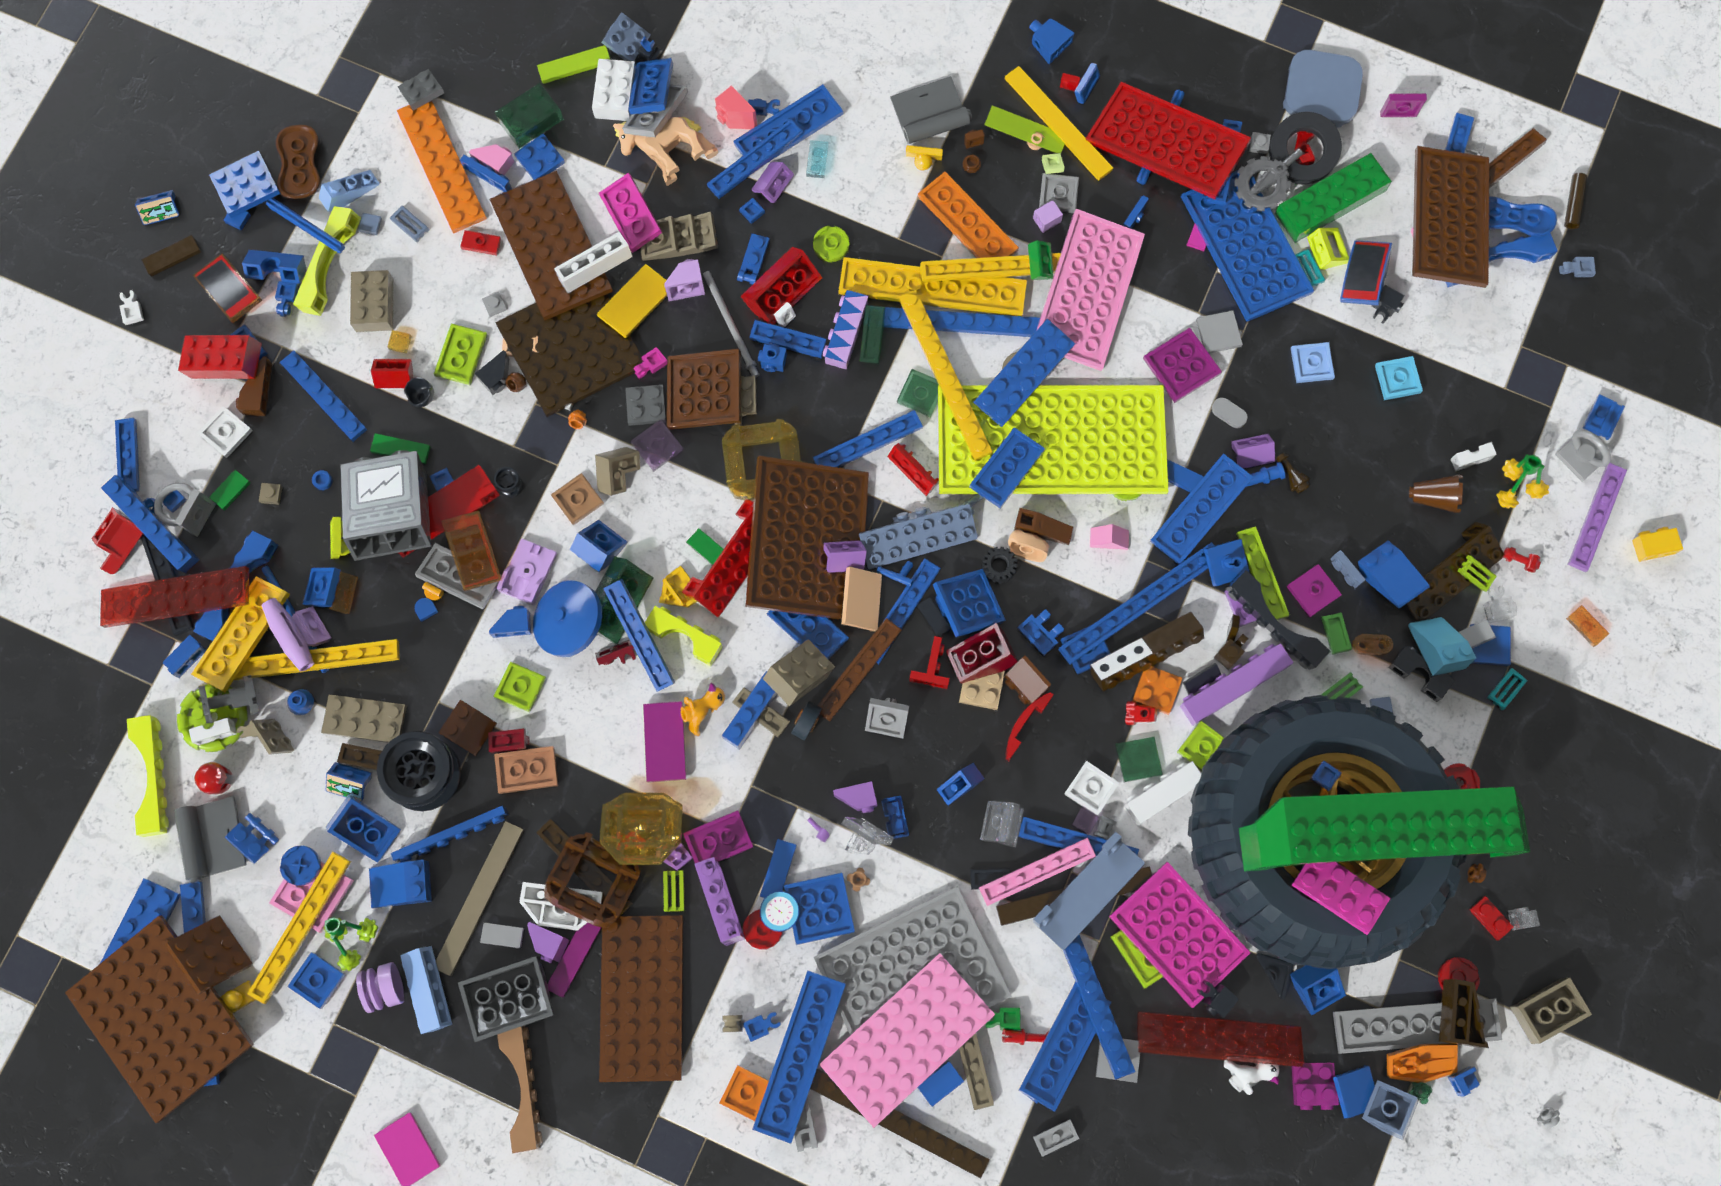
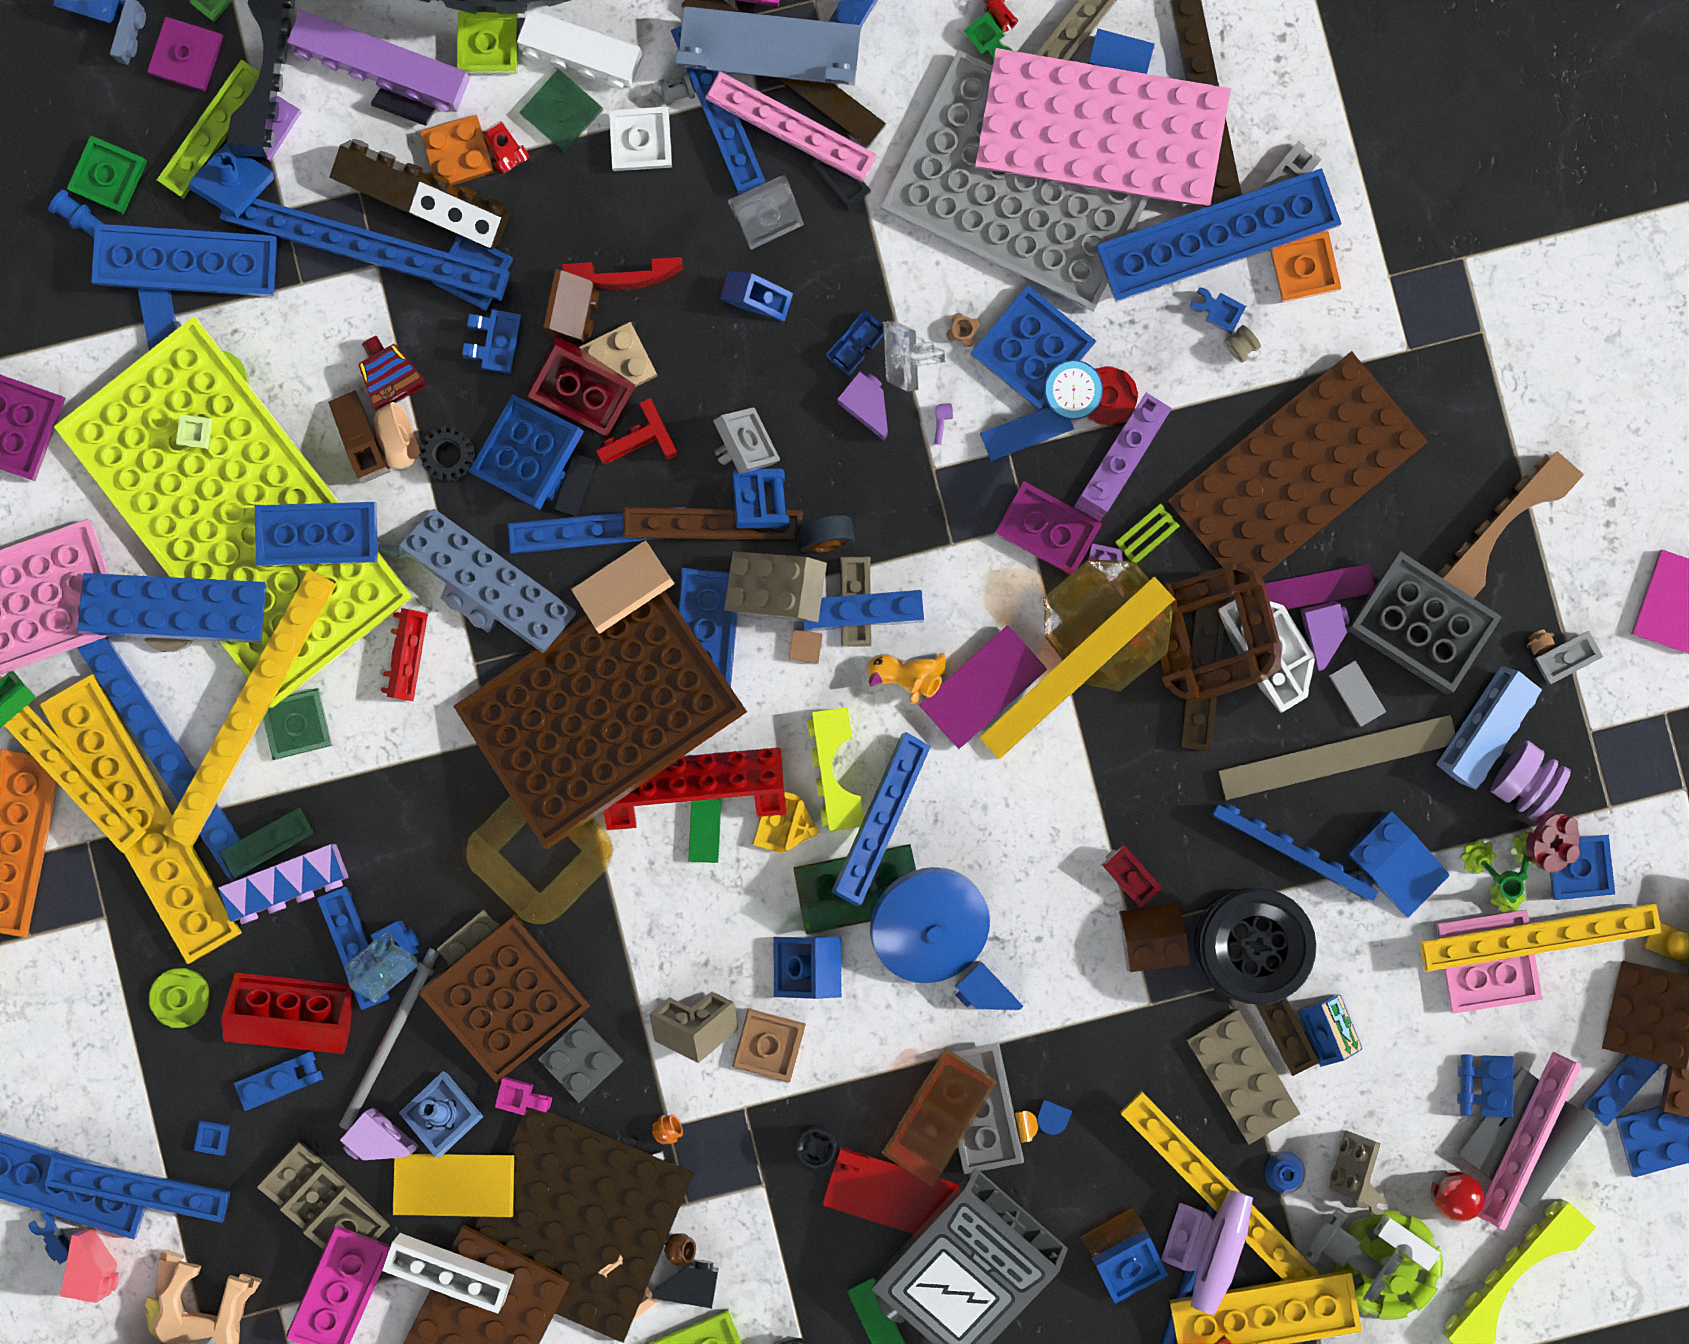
camera: 130 degrees left, 10 degrees up
(207, 837) = (1529, 1140): none -> bright pink tile
(300, 865) = (1471, 998): blue tile -> none
(330, 976) = (1565, 848): none -> plate
(338, 546) = (1062, 1293): neon yellow tile -> none
(362, 828) = (1370, 964): blue slope -> none
(426, 1065) = (1568, 657): none -> light grey plate
(441, 479) = (877, 1237): blue tile -> none
(447, 1057) = (1540, 642): none -> medium nougat plate
(519, 687) = (1055, 919): lime tile -> none
(526, 769) = (1147, 826): nougat plate -> none
(527, 585) = (885, 1026): lavender piece -> none
(608, 655) = (923, 836): dark red plate -> none
(632, 794) = (1077, 667): none -> yellow tile
(657, 445) = (623, 1000): clear purple plate -> none
(680, 311) = (442, 1114): none -> medium blue plate
(757, 668) = (805, 646): none -> medium nougat tile
(766, 339) = (379, 967): none -> clear light blue bracket
(773, 181) = (149, 1143): medium lavender panel -> none
(784, 314) = (324, 977): white tile -> none
(817, 159) = (74, 1108): clear light blue plate -> none
(845, 555) = (584, 647): medium lavender panel -> none
(855, 697) = (751, 502): none -> blue plate
(870, 441) = (412, 737): blue plate -> none
(901, 577) = (555, 562): blue piece -> none
(1064, 566) = (388, 374): none -> torso
(1085, 820) = (685, 117): clear purple plate -> none
(1106, 447) = (194, 431): none -> yellowish green plate
(1109, 537) = (308, 348): bright pink slope -> none
(1229, 412) = (27, 321): light grey tile -> none
(1231, 652) = (344, 95): dark brown brick -> none
(1233, 627) = (310, 113): dark brown tile -> none
(1254, 451) = (55, 253): medium lavender panel -> none
(1277, 504) = (107, 175): none -> green plate
(1298, 480) = (54, 171): dark brown piece -> none

